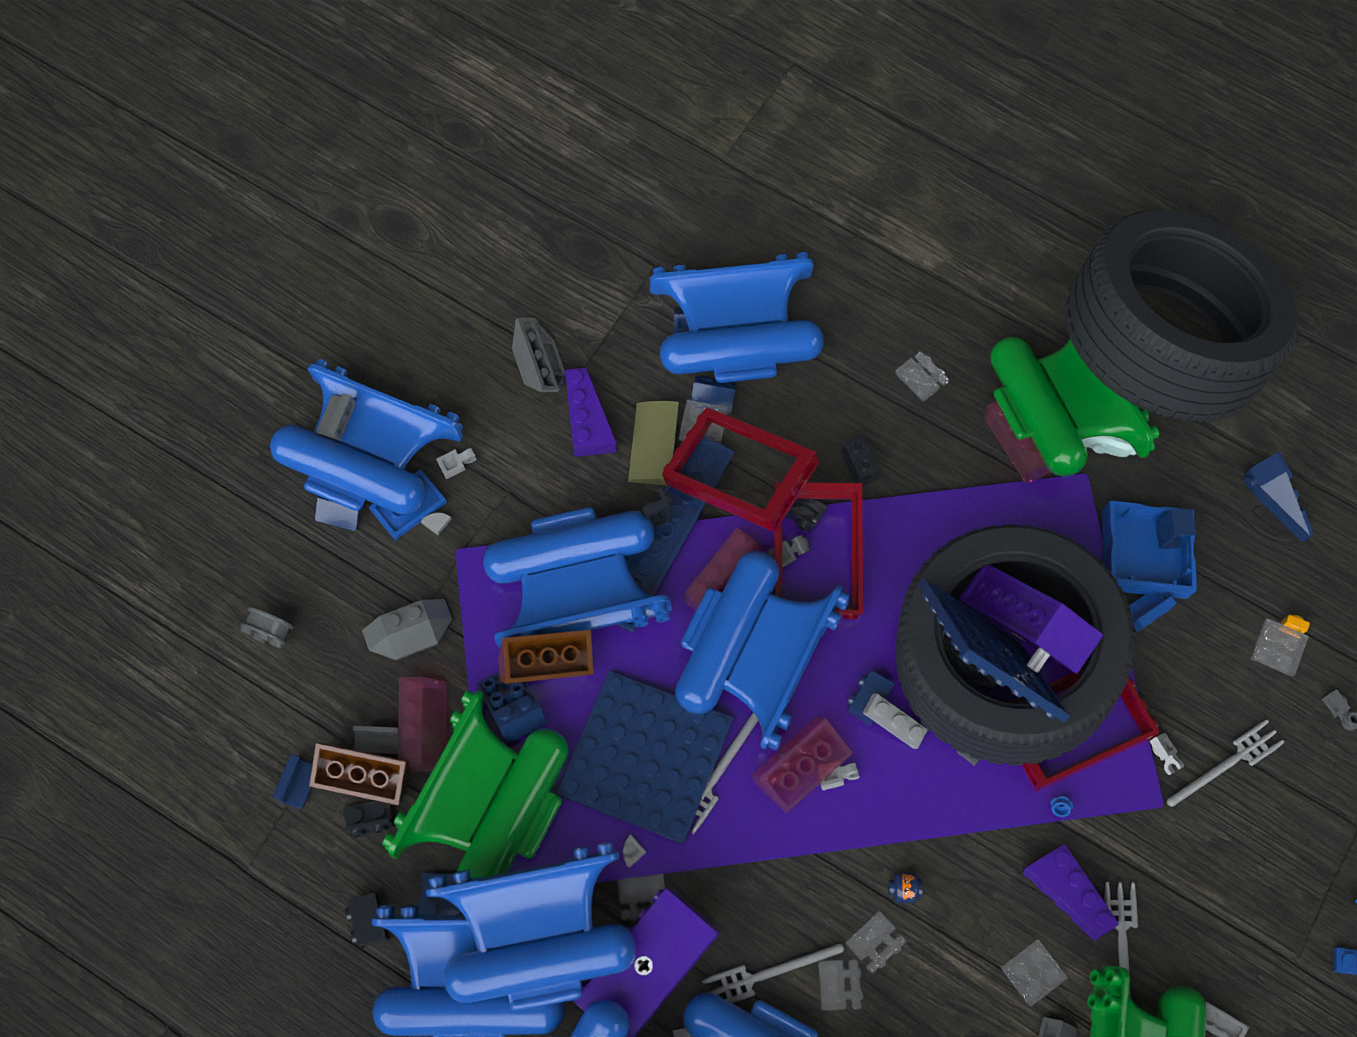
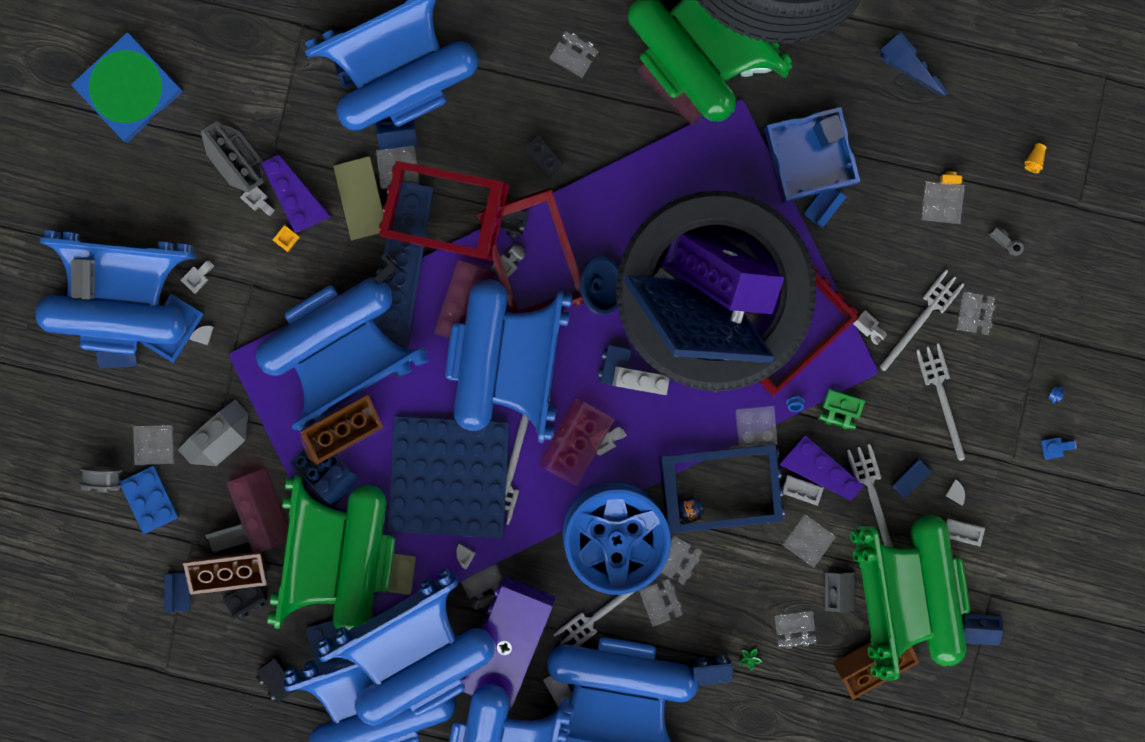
camera: 20 degrees left, 20 degrees up
(308, 673) = (149, 500): none -> blue plate
(338, 615) = (153, 444): none -> clear plate
(458, 262) = (126, 87): none -> green tile
(546, 407) = (256, 199): none -> light grey plate
(554, 845) = (402, 573): none -> olive plate
(561, 455) = (286, 238): none -> light orange plate
(826, 897) = (629, 545): none -> blue wheel
(881, 603) = (599, 284): none -> dark blue dish
(889, 863) = (670, 491): none -> dark blue window
(1009, 818) = (756, 426): none -> clear plate
(1042, 909) = (802, 490): none -> light grey plate
(1114, 825) = (843, 404): none -> green plate
(1172, 939) = (910, 478): none -> dark blue panel
(1222, 975) = (956, 492): none -> light grey tile
(1229, 839) = (938, 380): none -> light grey piece
(1283, 776) = (970, 312): none -> clear plate

